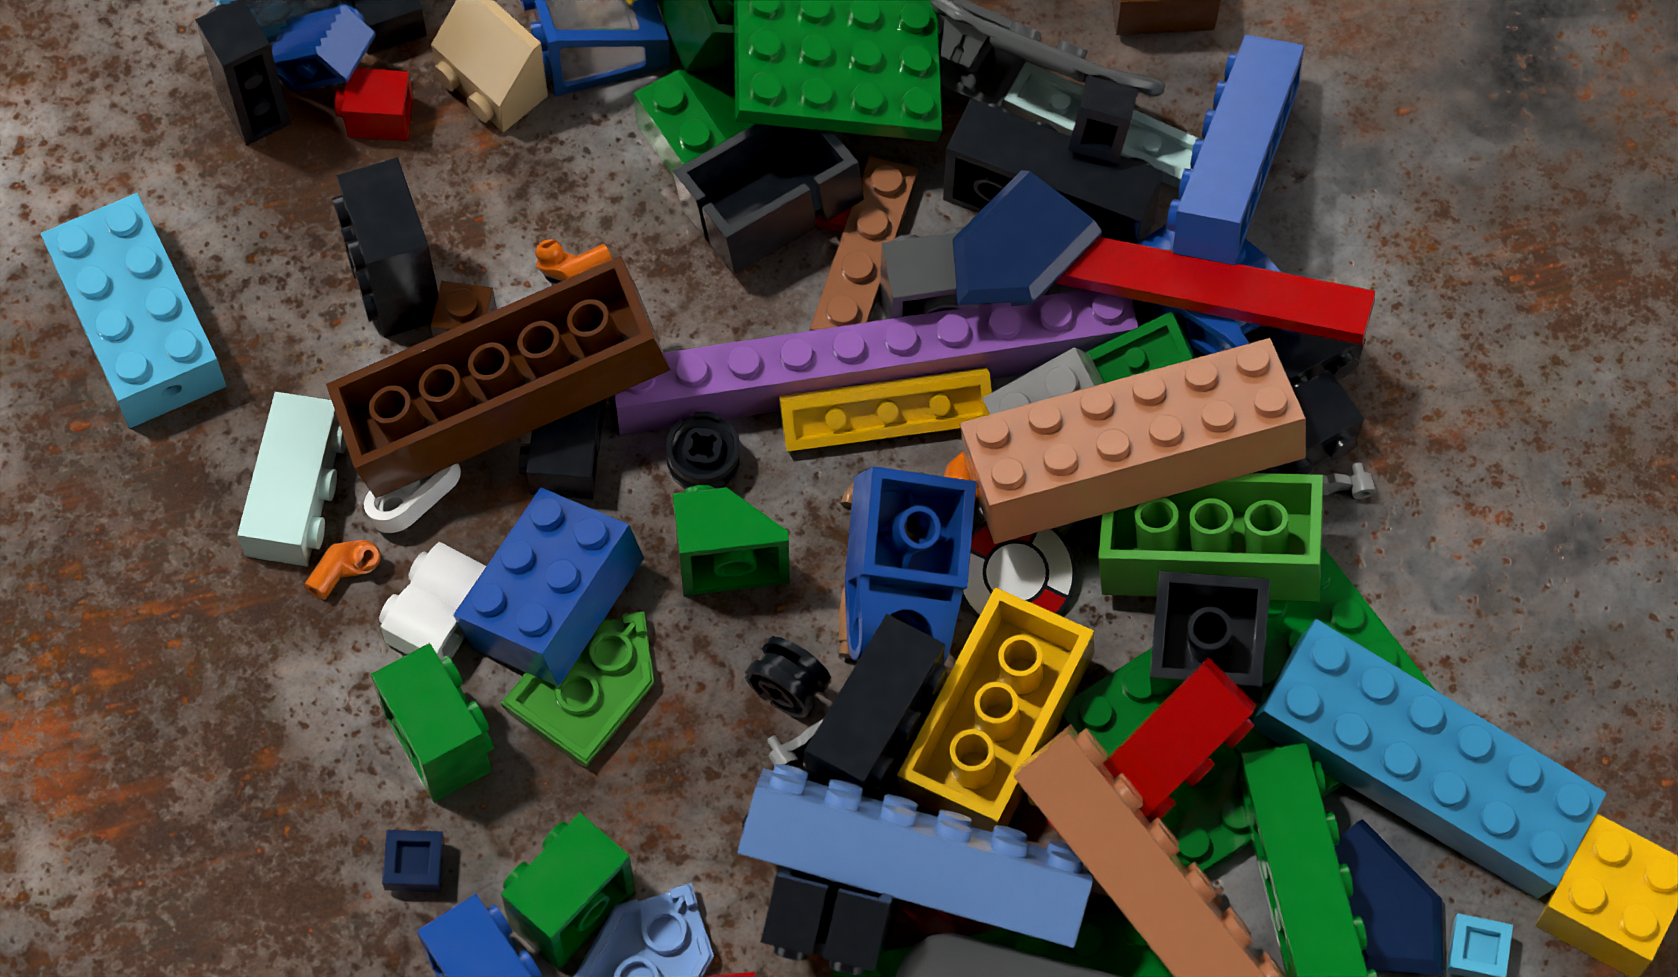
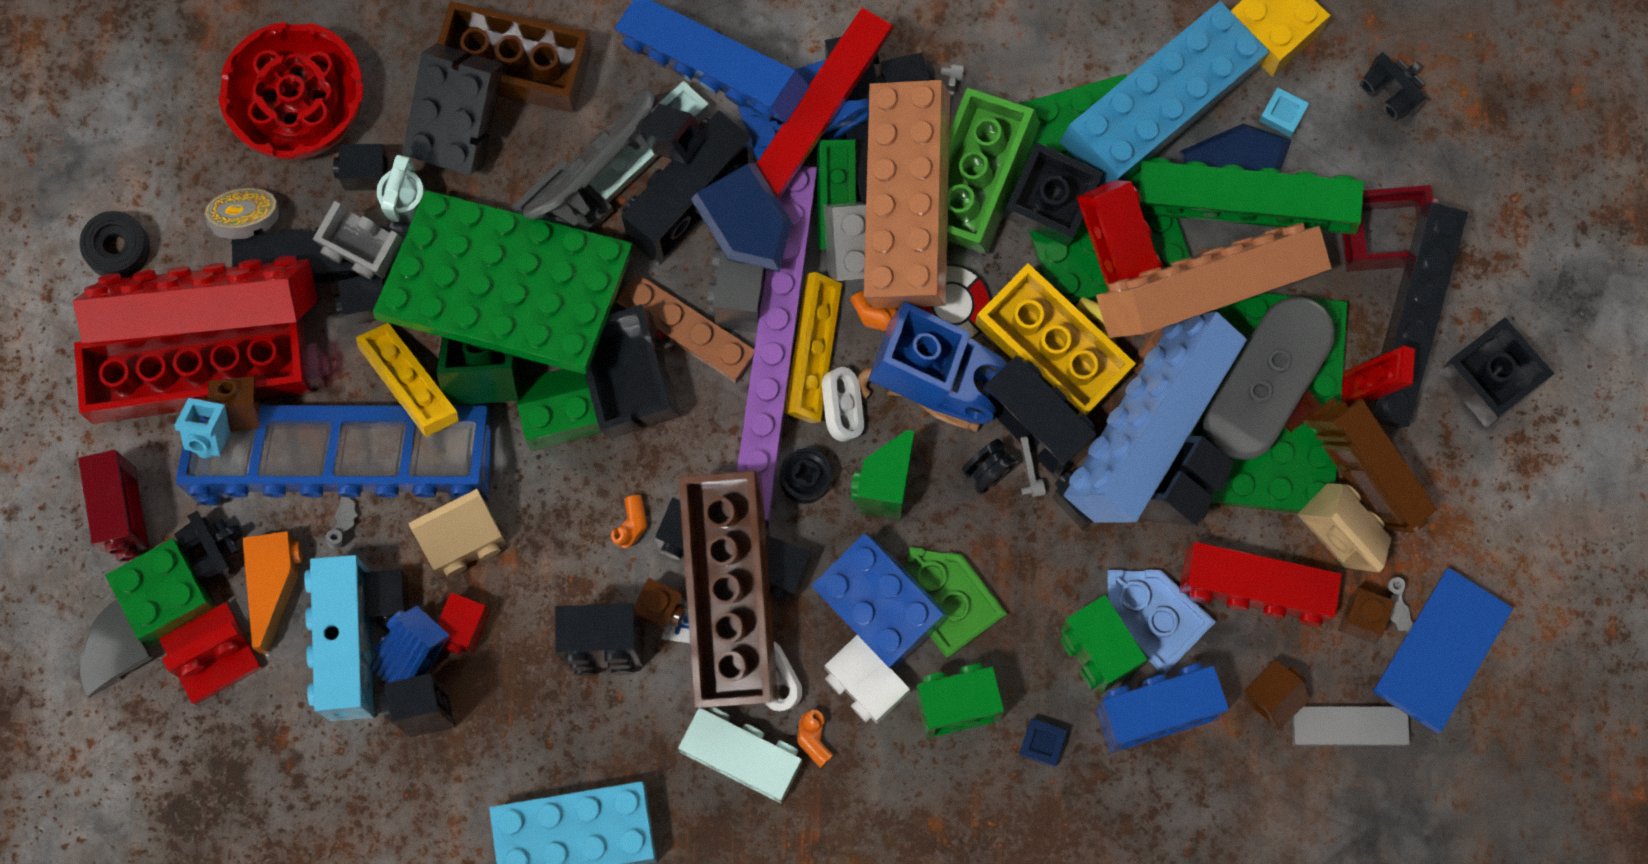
camera: 70 degrees left, 10 degrees up
(816, 467) = (844, 406): none -> white plate

